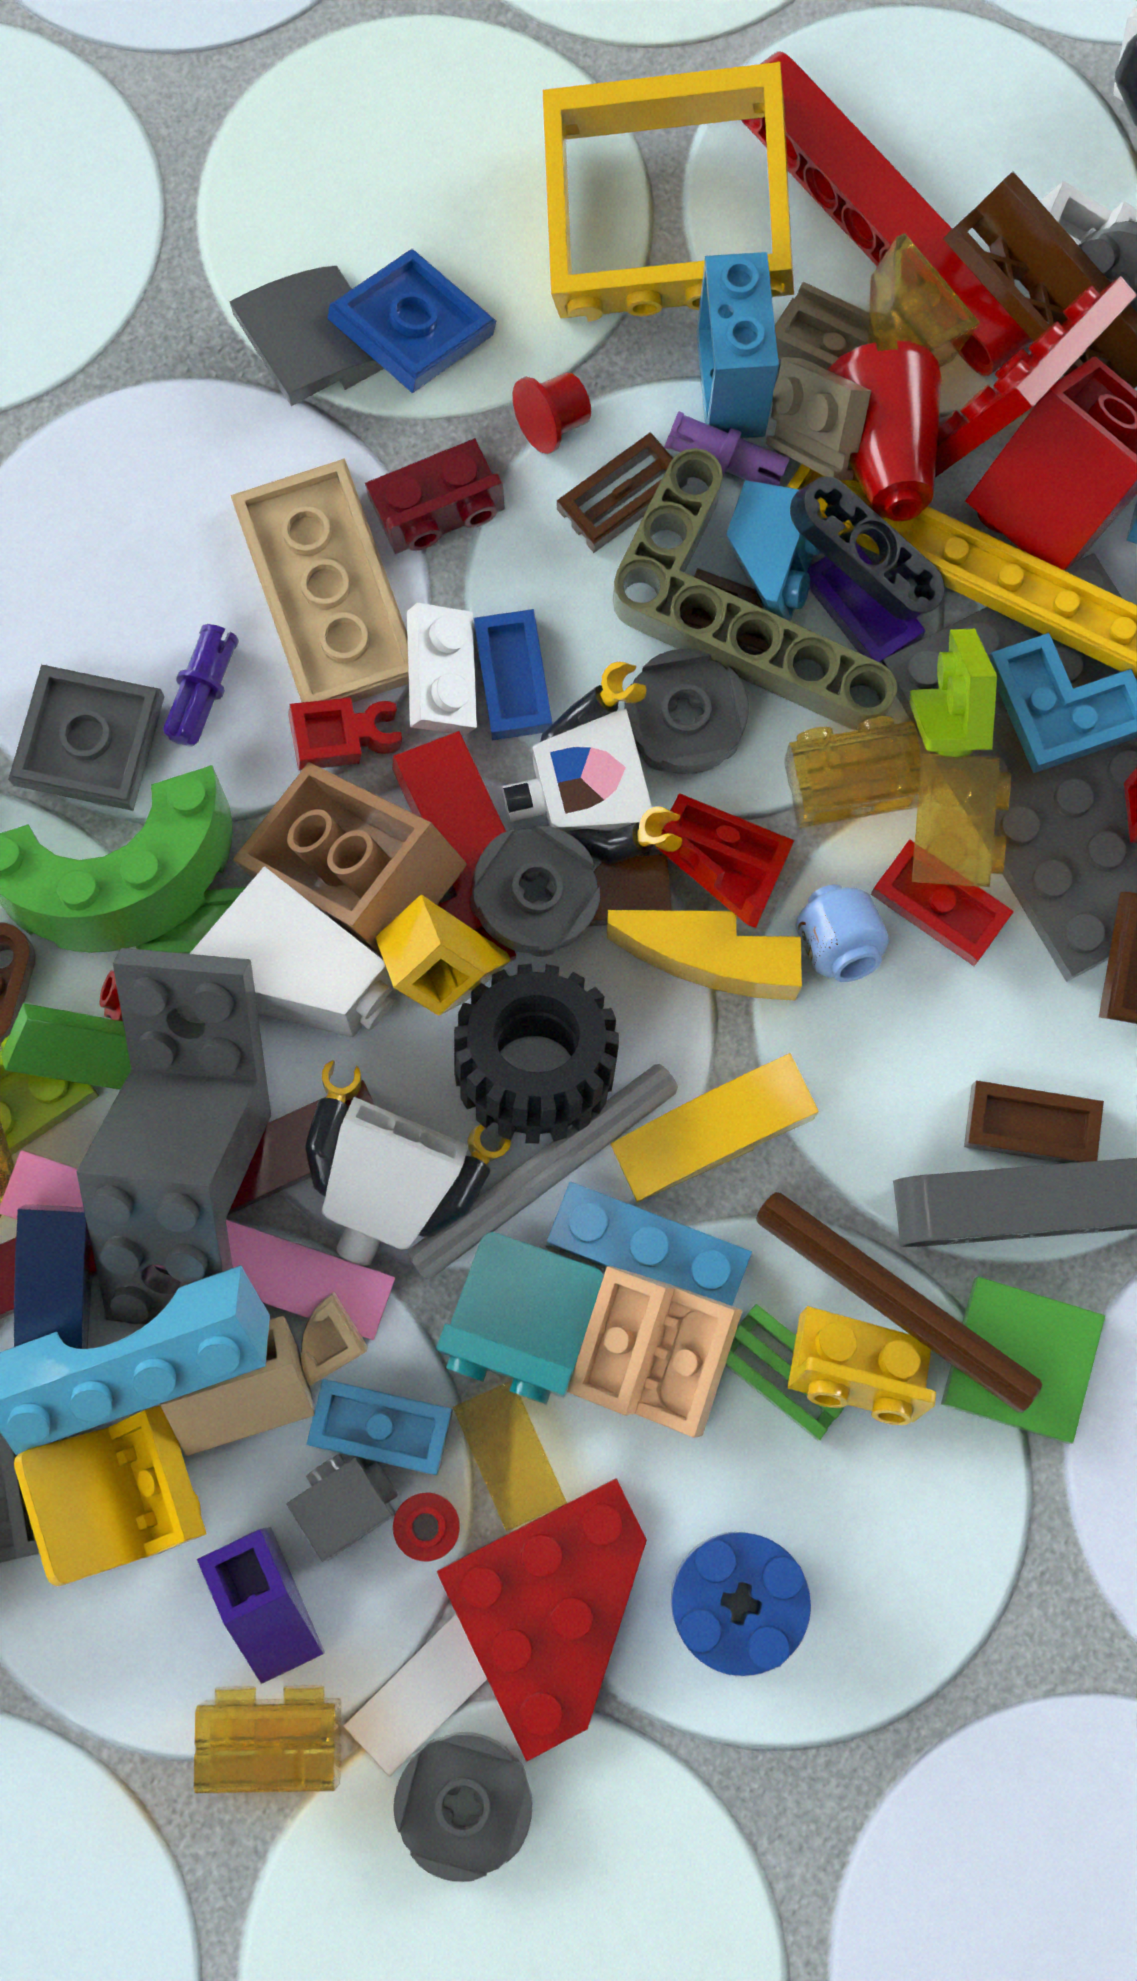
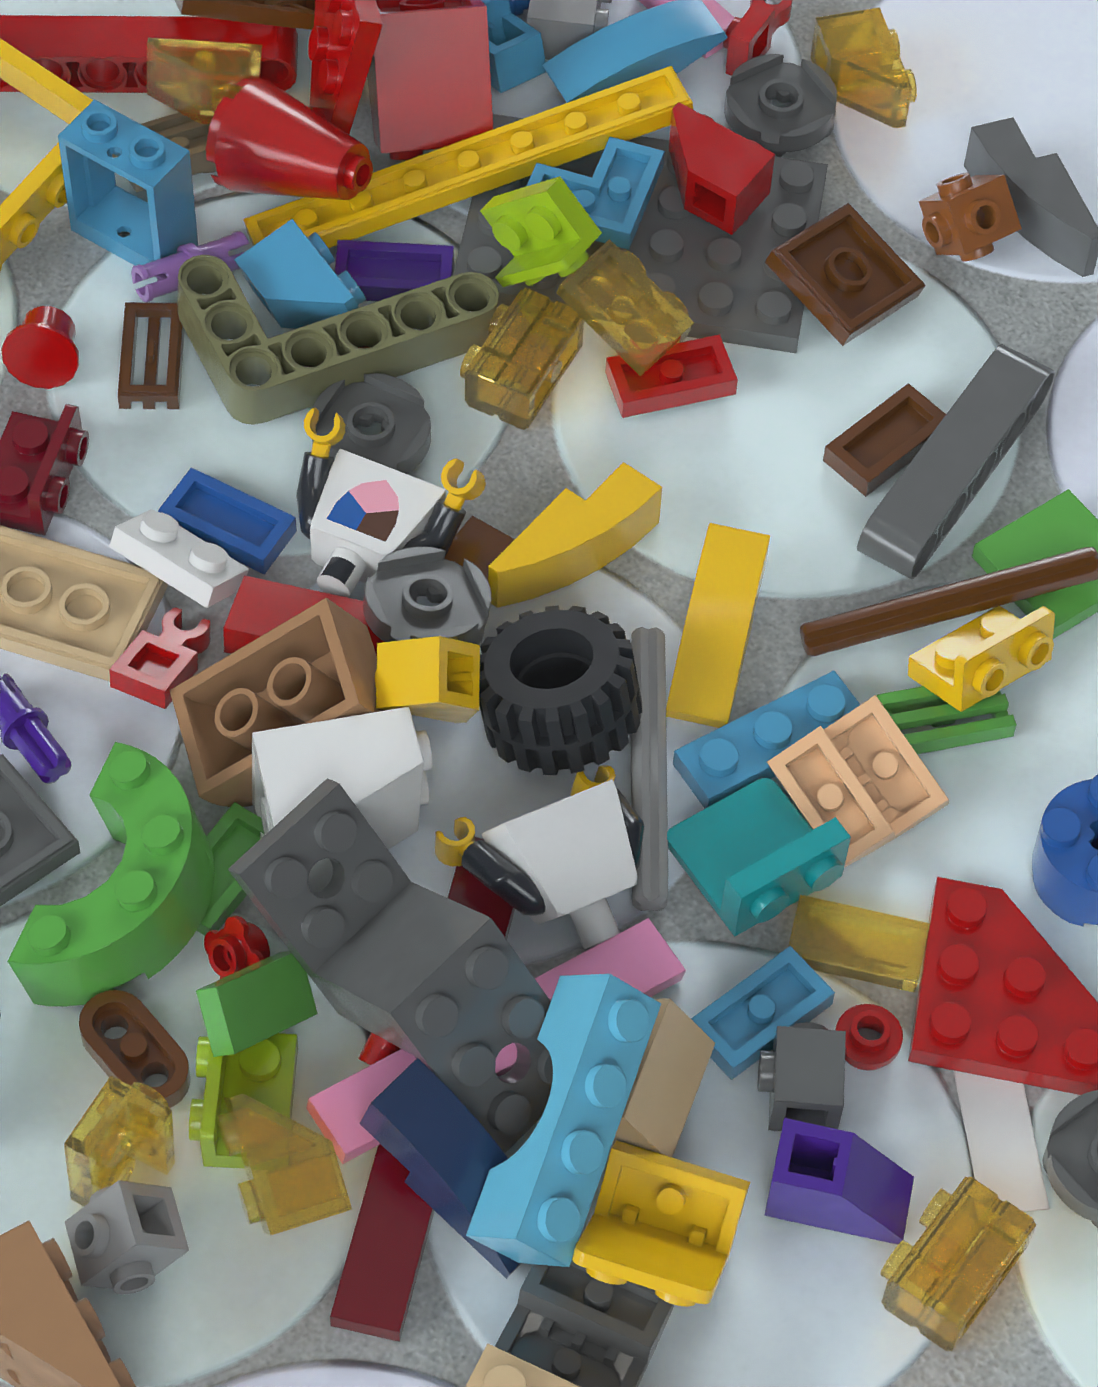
camera: 55 degrees left, 20 degrees down
(329, 1340) = (661, 981): tan tile -> none
(728, 856) = (522, 470): red wing -> none
(817, 417) = (240, 180): dark tan plate -> none
(842, 551) = (331, 222): black beam -> none
(842, 933) = (642, 439): light blue head -> none

